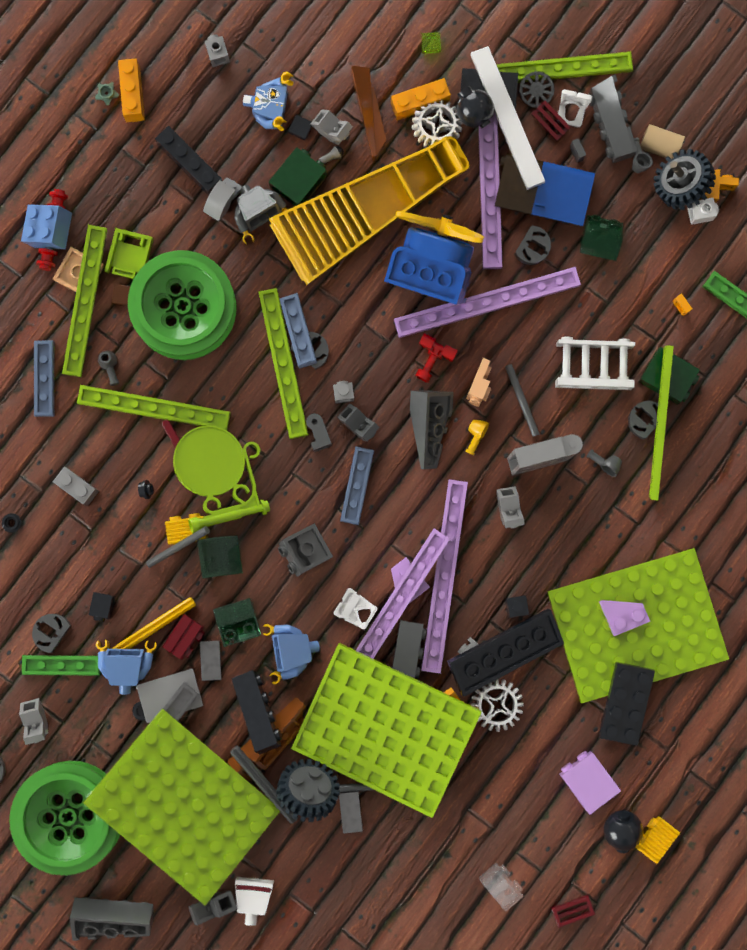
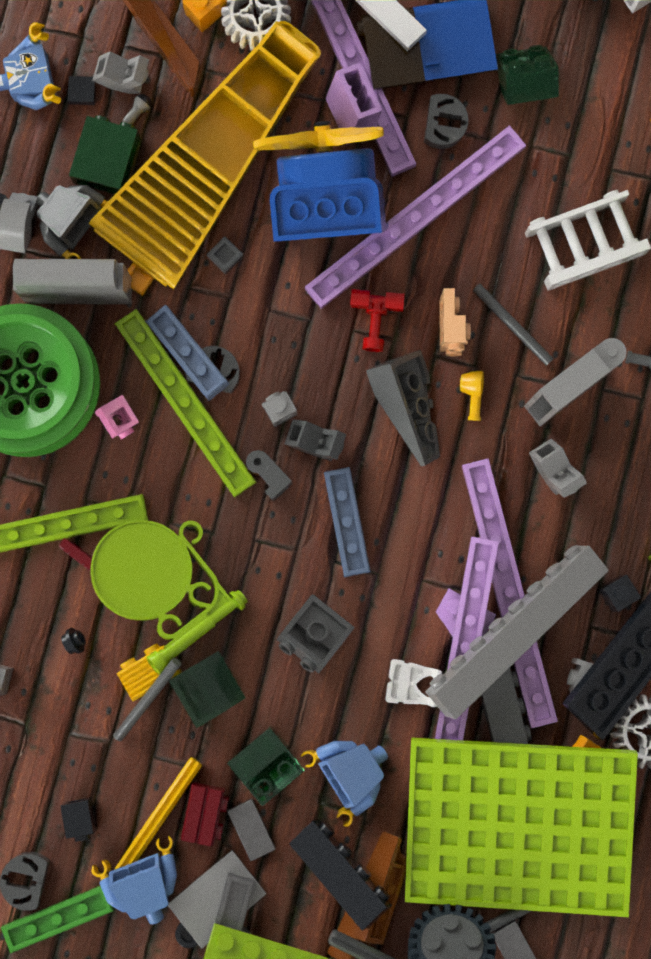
camera: 20 degrees left, 0 degrees up
(238, 349) = (120, 409): none -> bright pink brick
(242, 253) = (72, 281): none -> light grey piece
(285, 268) = (140, 279): none -> light orange tile
(350, 276) = (225, 255): none -> dark grey tile
(437, 602) = (516, 631): none -> light grey brick
(476, 208) = (353, 99): none -> lavender brick

